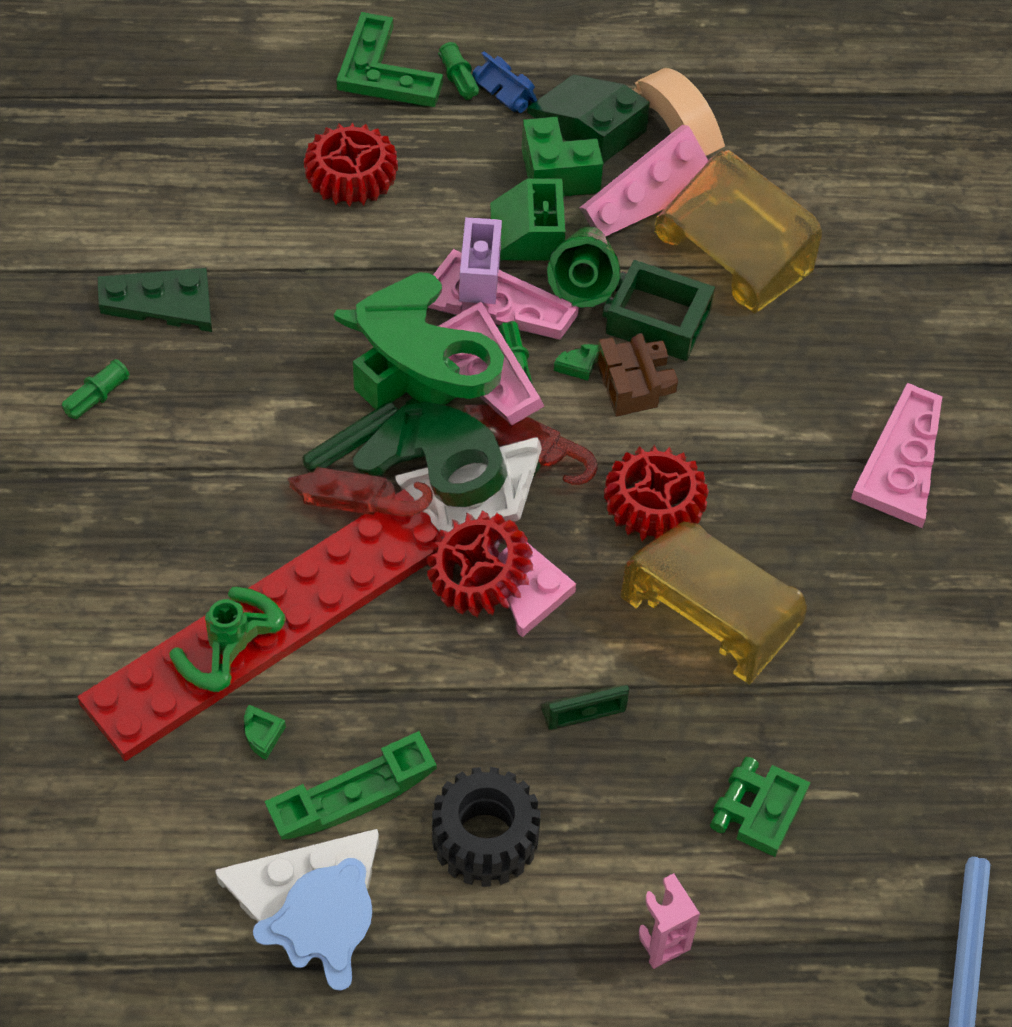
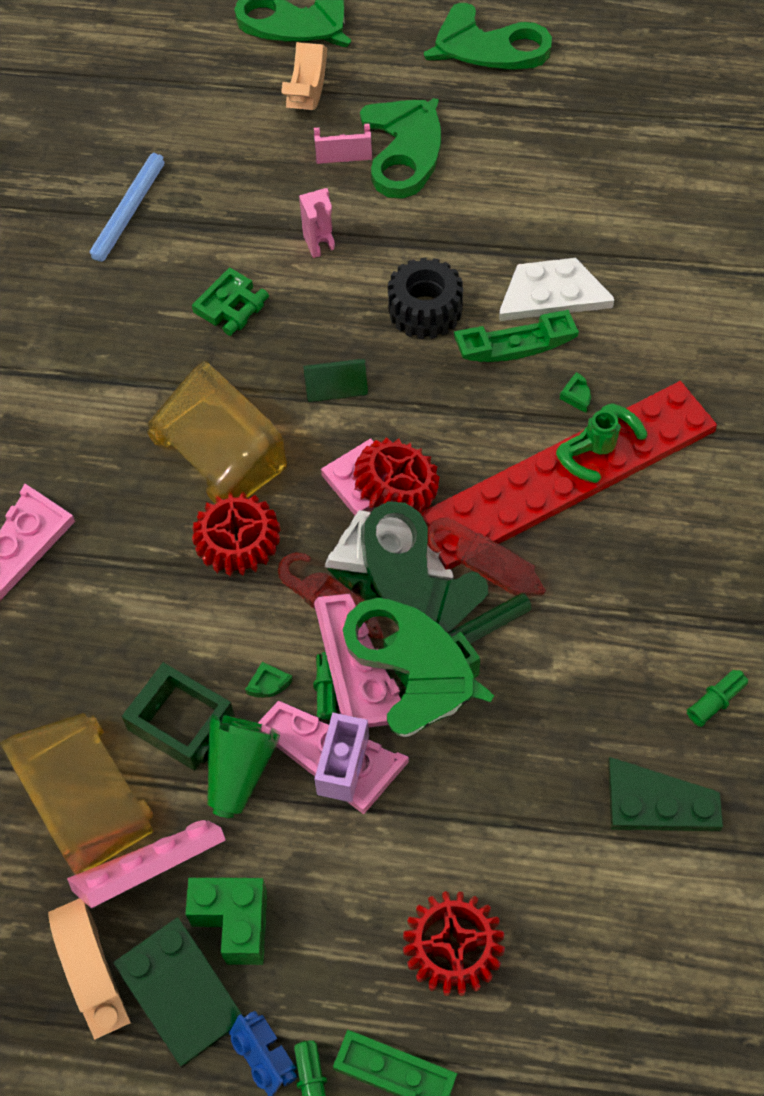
camera: 165 degrees left, 5 degrees up
(323, 920) = (544, 253): light blue tile -> none
(530, 219) = (281, 831): green slope -> none
(631, 374) = (225, 650): reddish brown hips -> none

